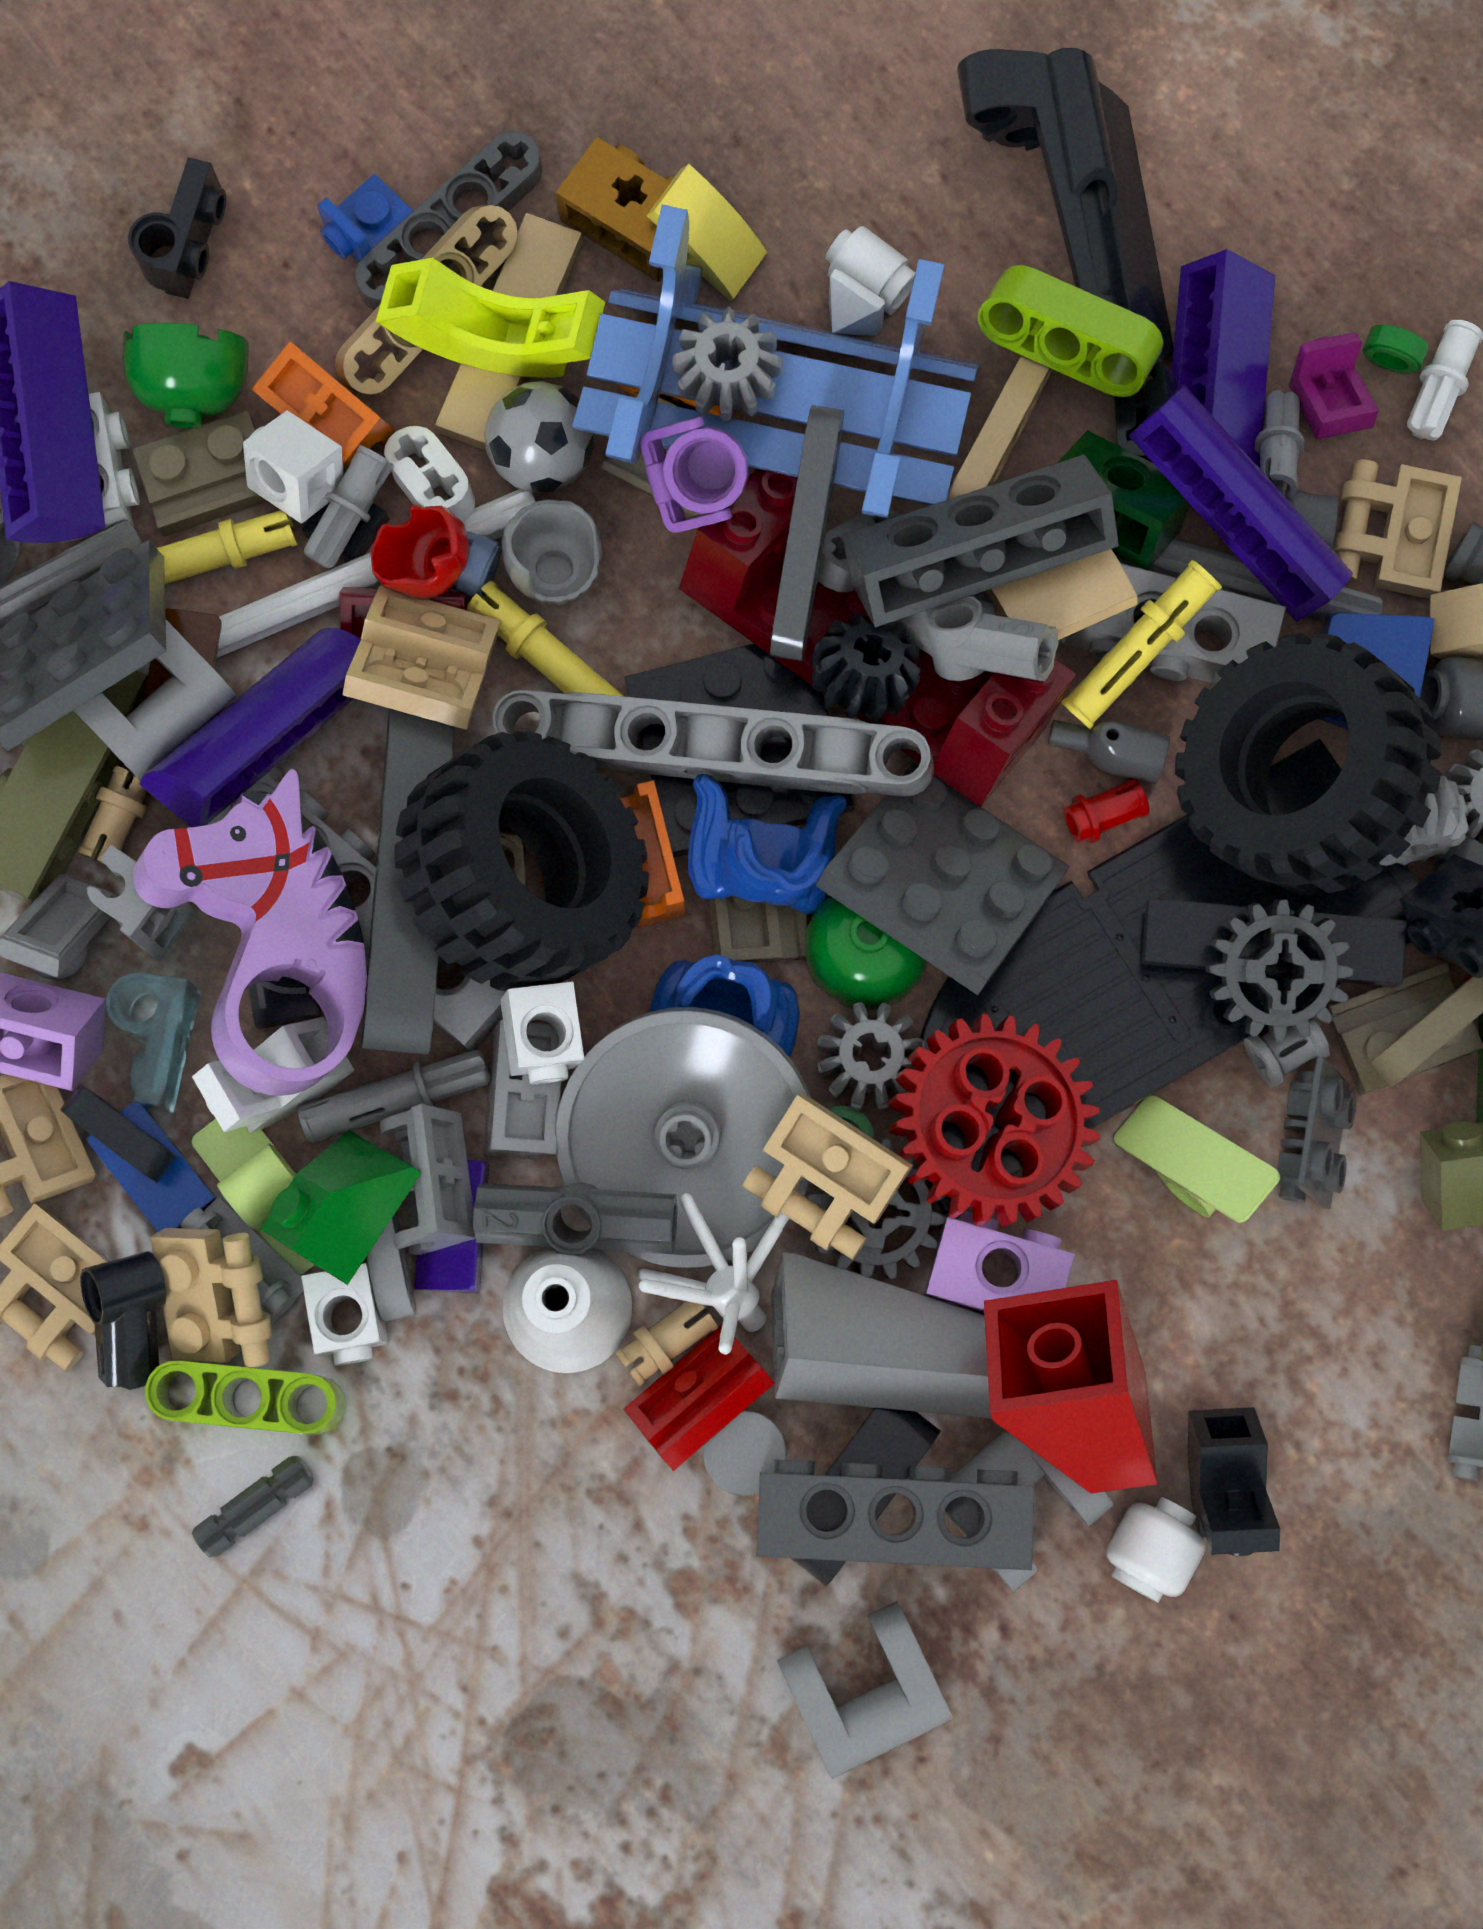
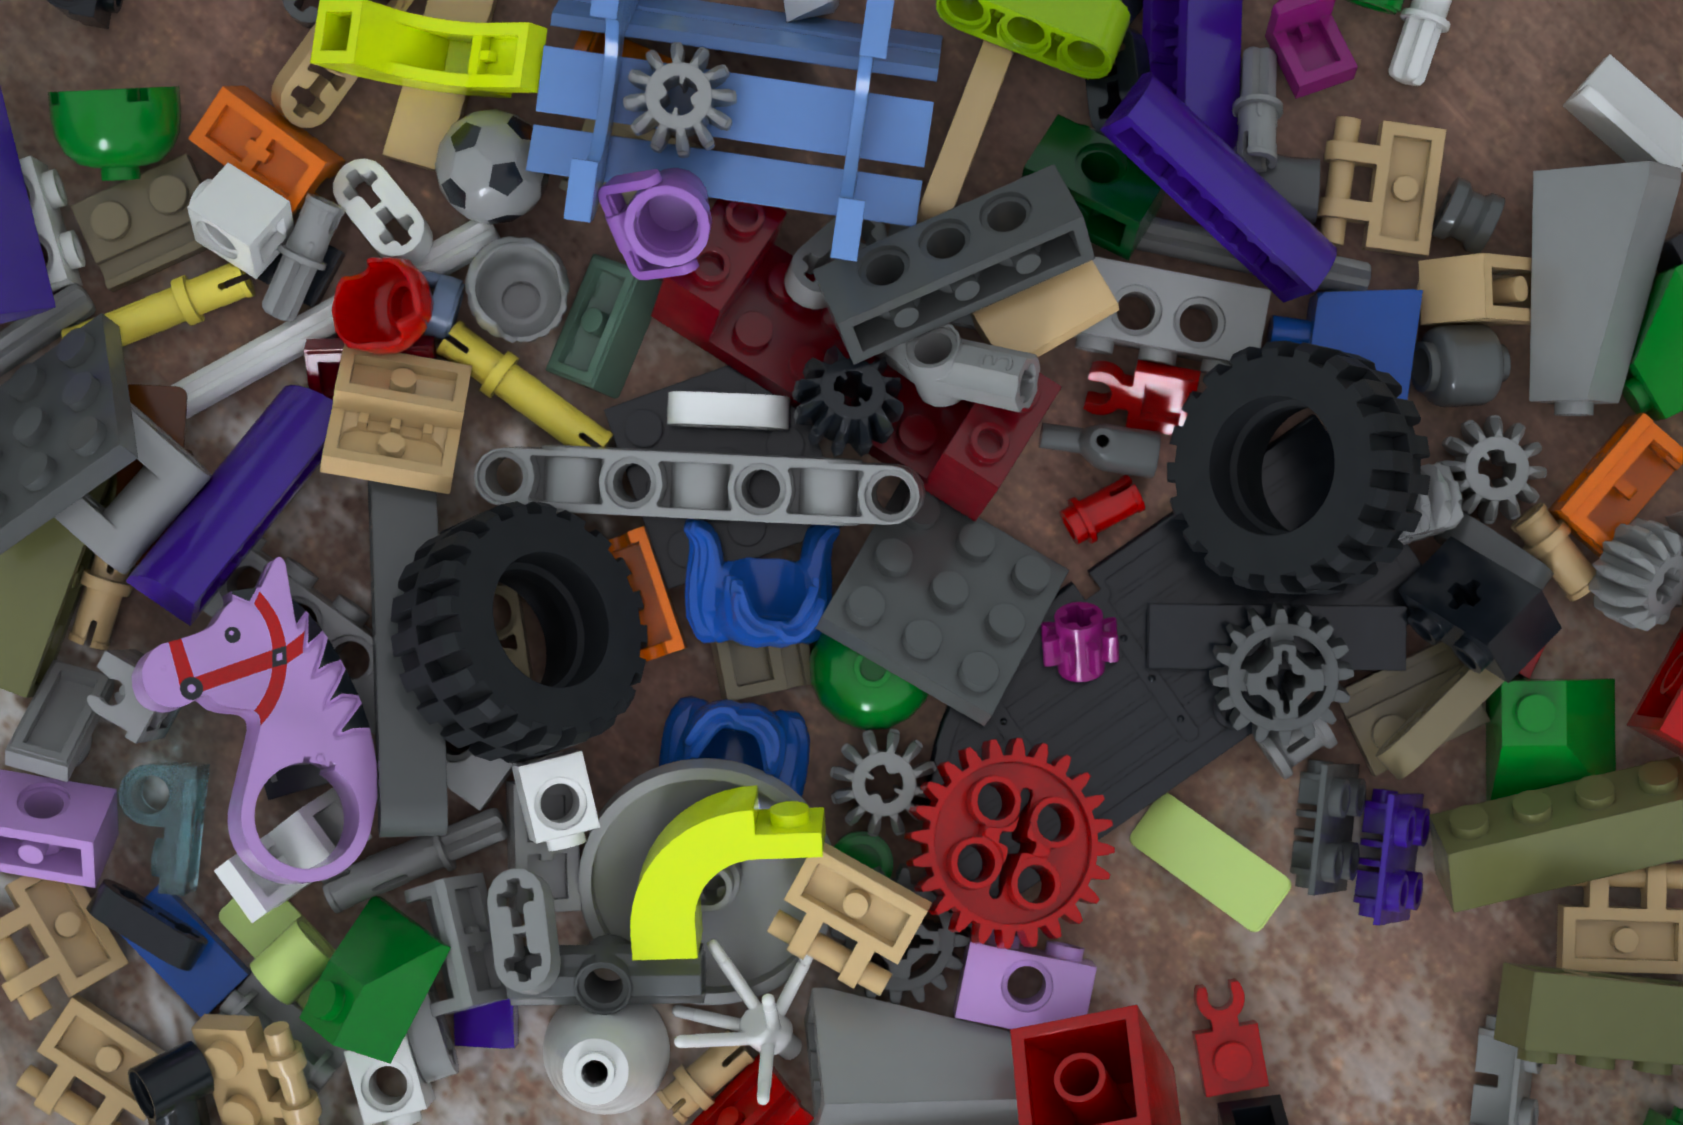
camera: 10 degrees left, 10 degrees up
(482, 1160) = (508, 931): none -> light grey beam
(632, 603) = (604, 327): none -> sand green slope
(647, 1131) = (700, 845): none -> neon yellow arch
(746, 677) = (728, 410): none -> white beam
(807, 532) = (777, 268): dark grey beam -> none
(1077, 929) = (1080, 641): none -> magenta gear
(1142, 643) = (1139, 330): light yellow pin -> none
(1160, 704) = (1150, 396): none -> red plate
(1202, 1362) = (1229, 1050): none -> red plate
(1394, 1142) = (1397, 886): none -> dark purple hinge

